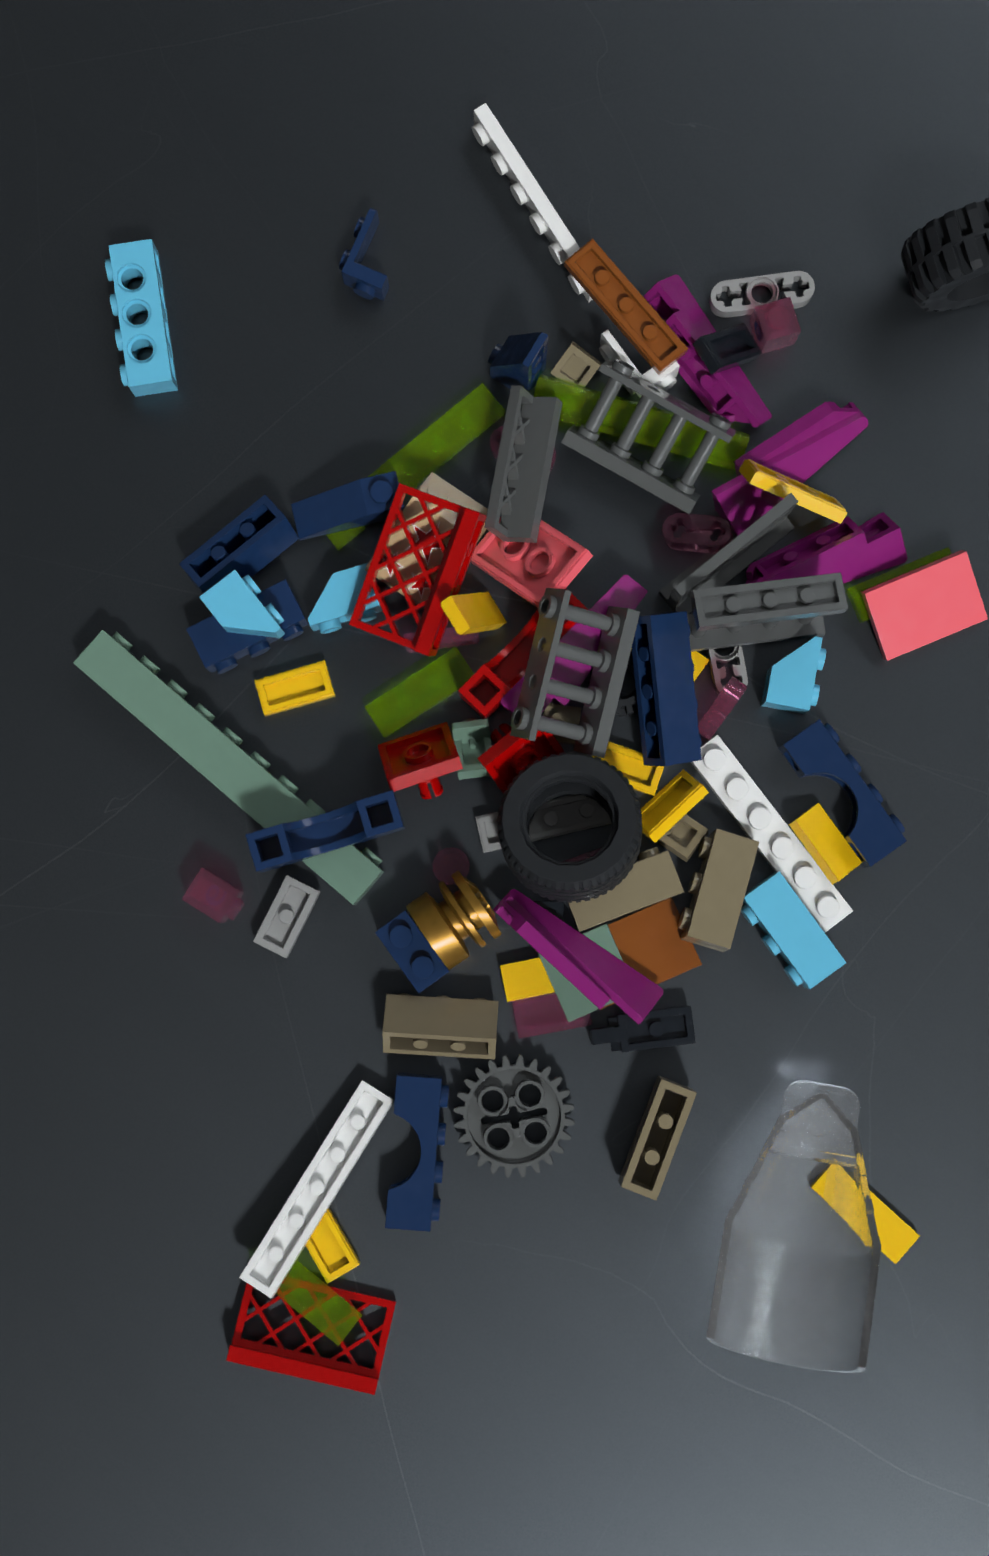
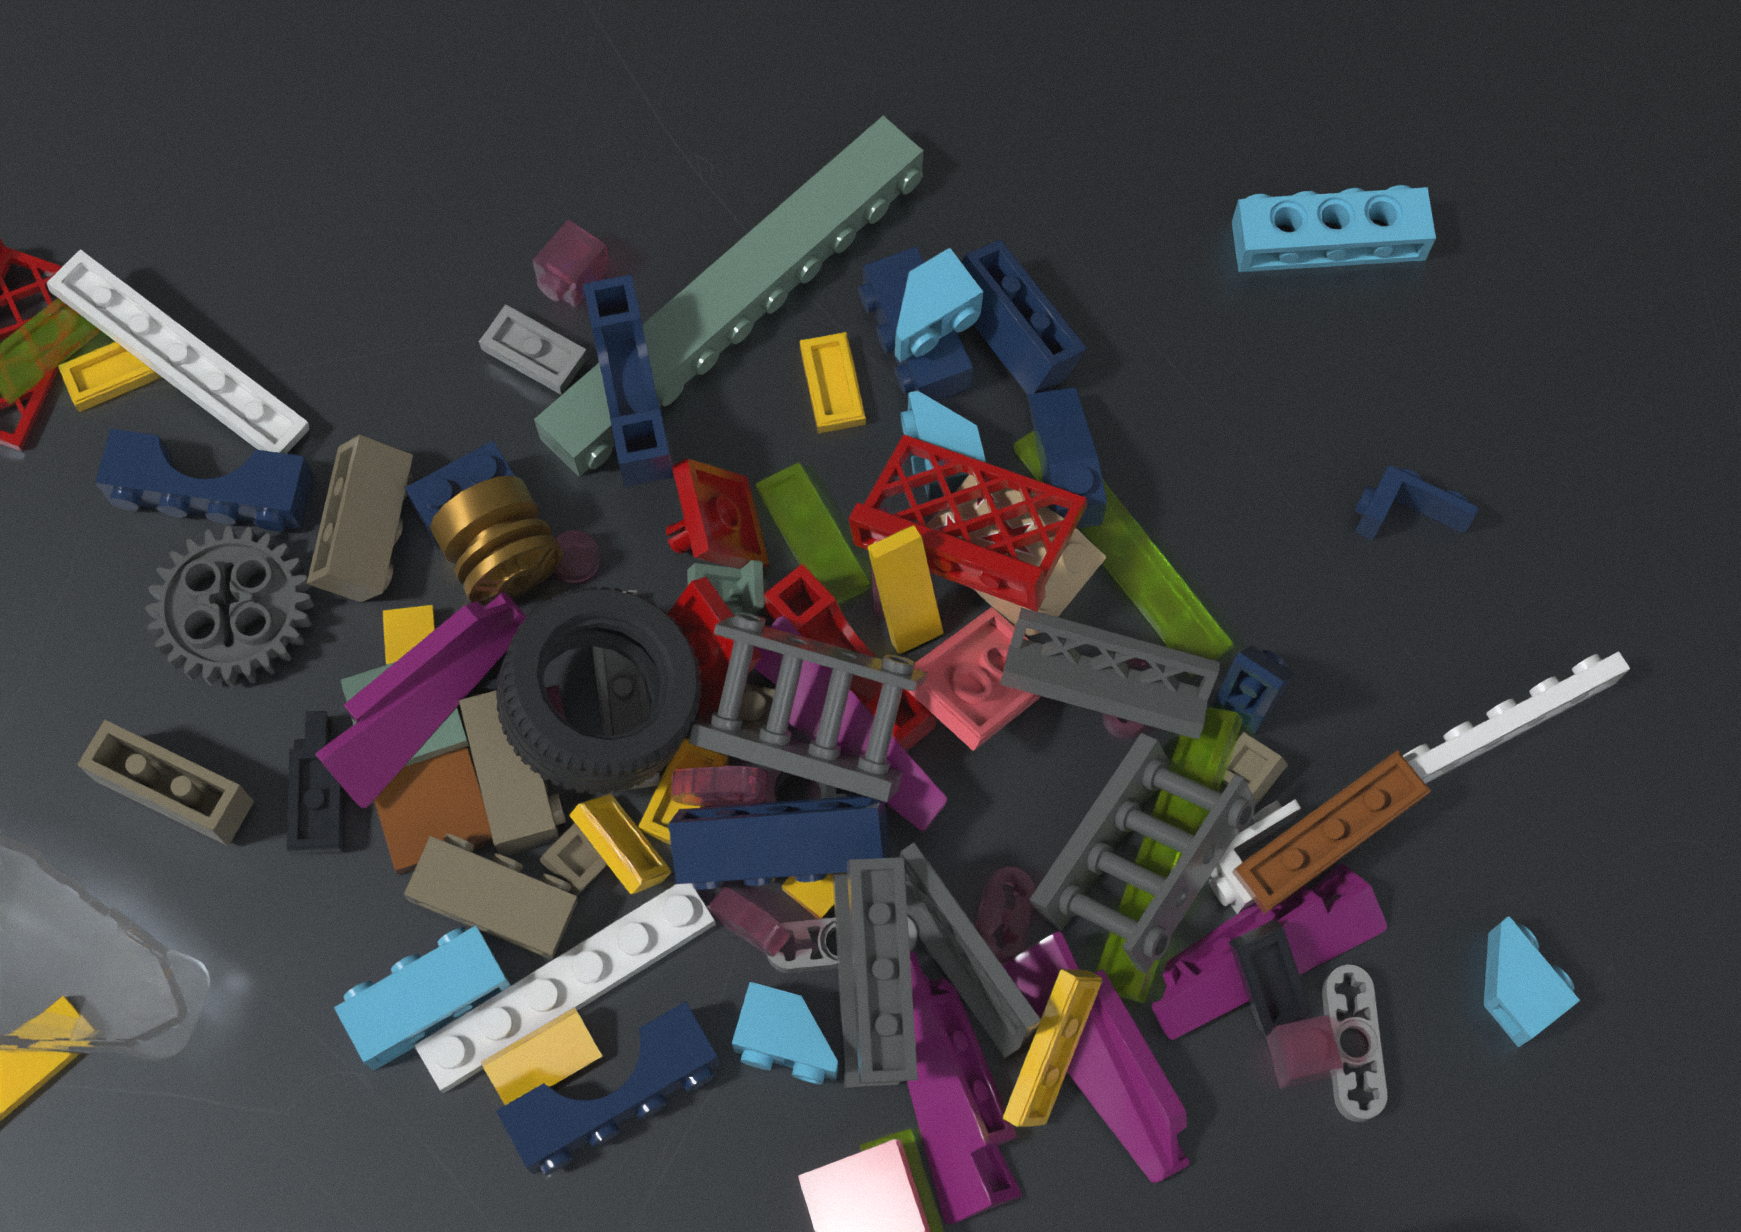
camera: 90 degrees right, 15 degrees down
(543, 1016) = (356, 649): clear pink tile -> none
(628, 737) = (718, 786): none -> clear pink beam
(715, 182) = (1521, 985): none -> medium azure slope

